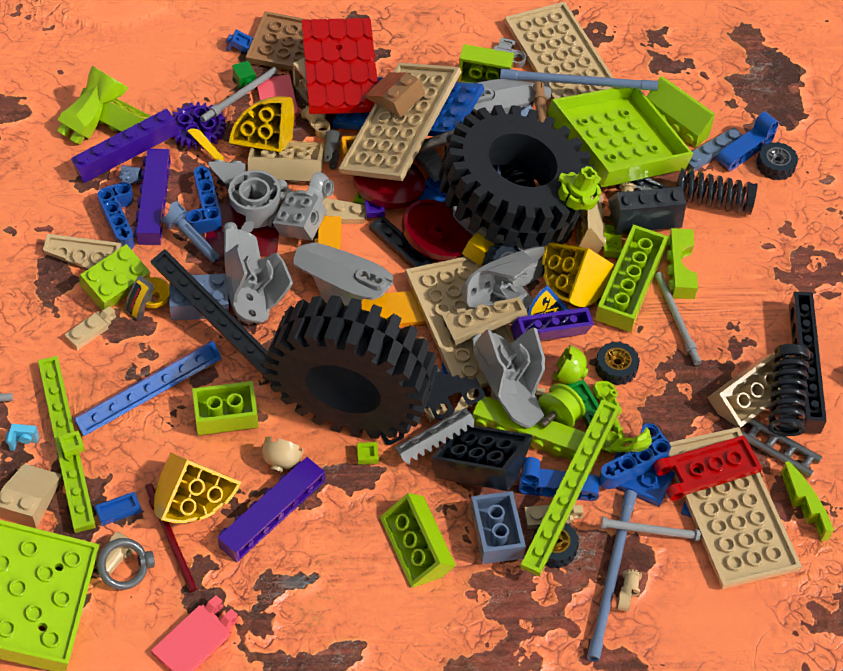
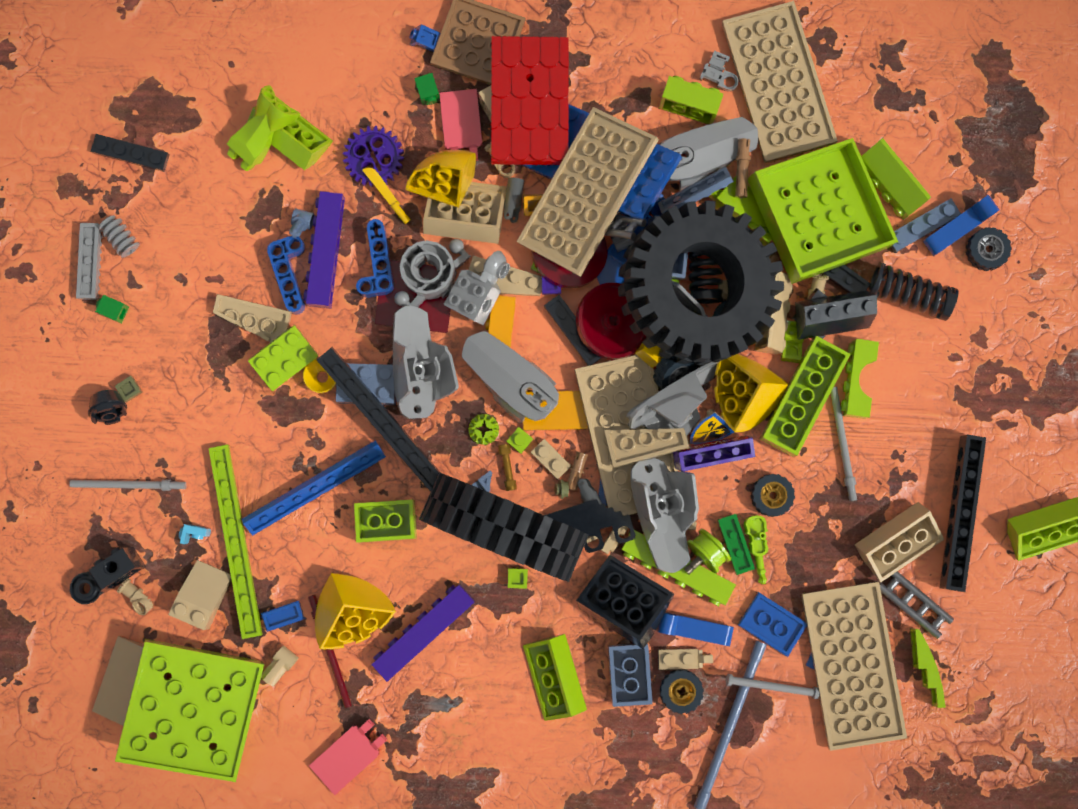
camera: 10 degrees right, 30 degrees up
(71, 443) = (239, 551): lime plate -> none
(90, 328) = (259, 410): tan hinge -> none
(125, 145) = (297, 185): dark purple brick -> none
(138, 297) = (306, 385): slope -> none
(145, 561) = (306, 678): dark grey piece -> none
(176, 218) = (345, 289): sand blue piece -> none
(215, 110) = (393, 143): light grey bar -> none
(227, 171) = (404, 230): light grey slope -> none
(281, 454) = (435, 576): tan cylinder -> none
(397, 92) = (584, 157): medium nougat slope -> none
(434, 435) = (584, 571): light grey gear -> none
(510, 74) = (859, 148): sand blue piece -> none
(570, 488) = (704, 642): lime plate -> none
(571, 366) = (726, 499): lime cylinder -> none
(580, 186) = (763, 323): lime piece -> none
(615, 442) = (752, 589): lime piece -> none
(615, 474) = (768, 614): blue beam -> none
(629, 590) = (744, 743): tan connector -> none
(716, 462) = (849, 628): red hinge -> none
(791, 390) = (930, 592): black piece -> none

